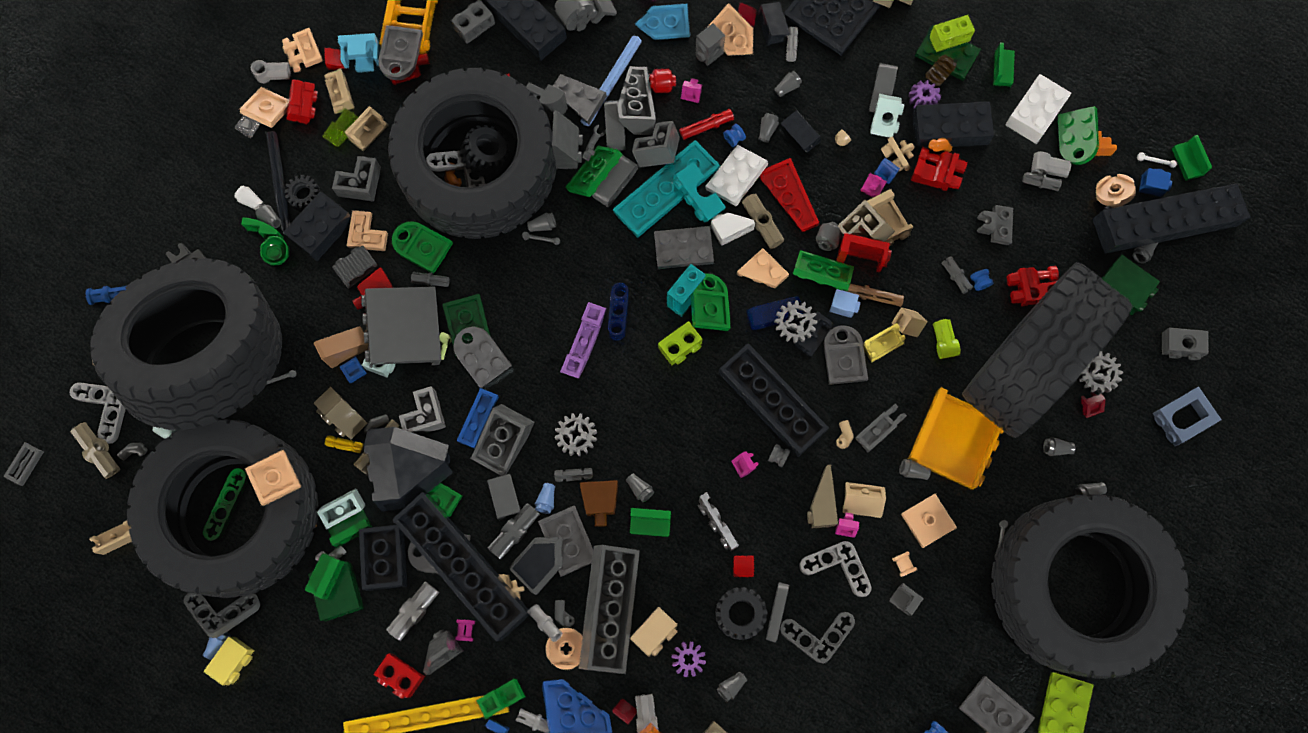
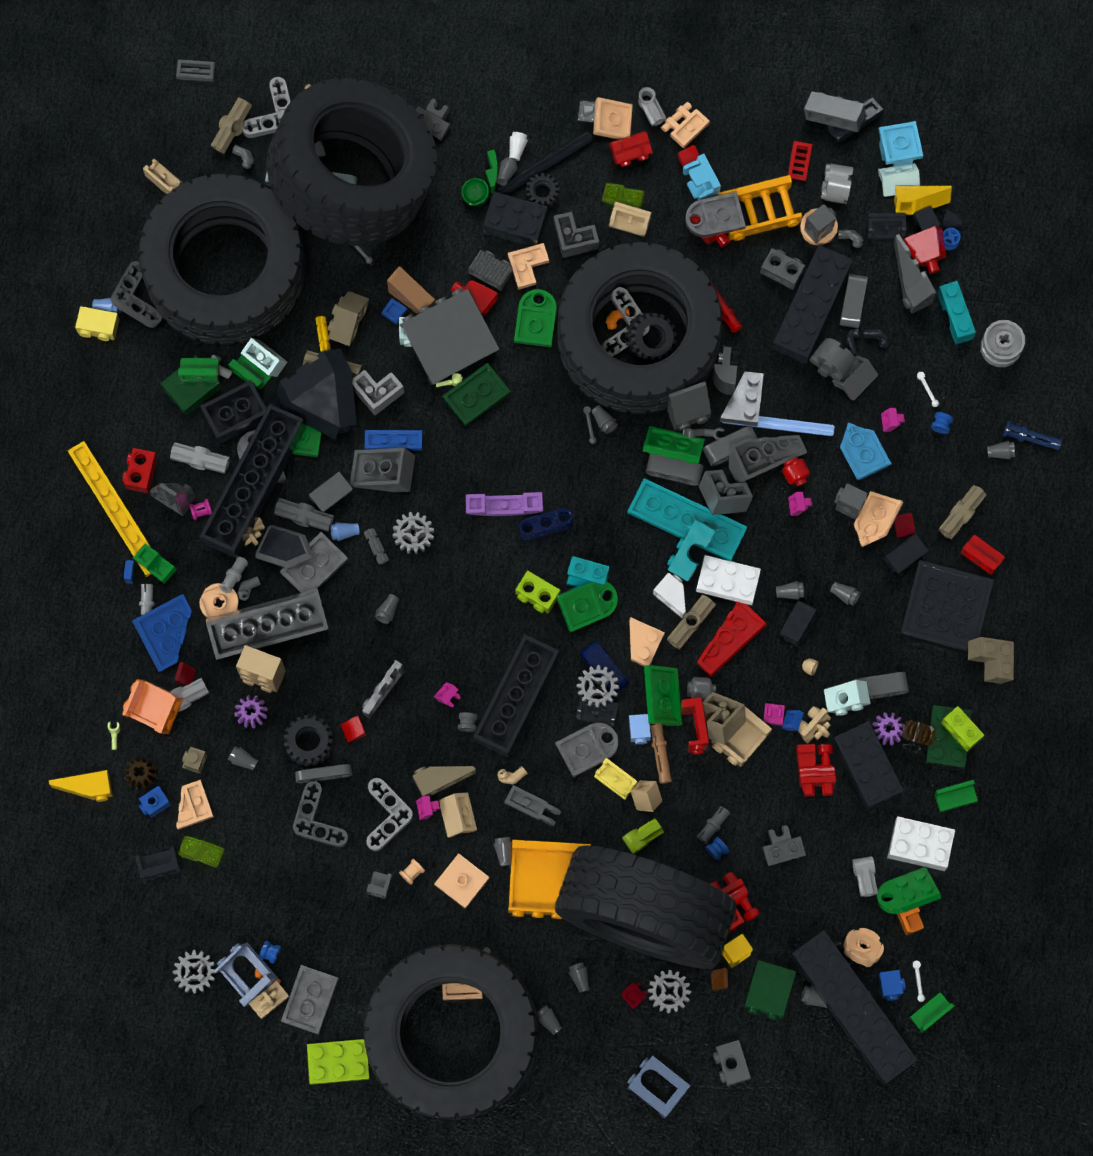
camera: 65 degrees right, 0 degrees up
(104, 294) = (376, 65): blue pin -> none
(229, 506) = (228, 261): green beam -> none
(273, 477) = (261, 288): light nougat plate -> none
(339, 91) = (658, 178): tan hinge -> none
(376, 422) = (353, 352): dark grey arm -> none
(429, 279) = (506, 341): dark grey axle -> none
(480, 357) = (450, 418): flat silver plate -> none
(599, 499) = (362, 578): reddish brown torso -> none
(650, 522) = (360, 631): green panel -> none
(683, 247) = (635, 559): flat silver plate -> none
(706, 124) = (769, 531): red pin -> none
(734, 135) = (768, 562): blue wheel -> none
(792, 44) = (891, 581): light grey axle -> none
(940, 144) = (839, 761): orange arm -> none
(1042, 181) = (846, 874): dark grey axle -> none

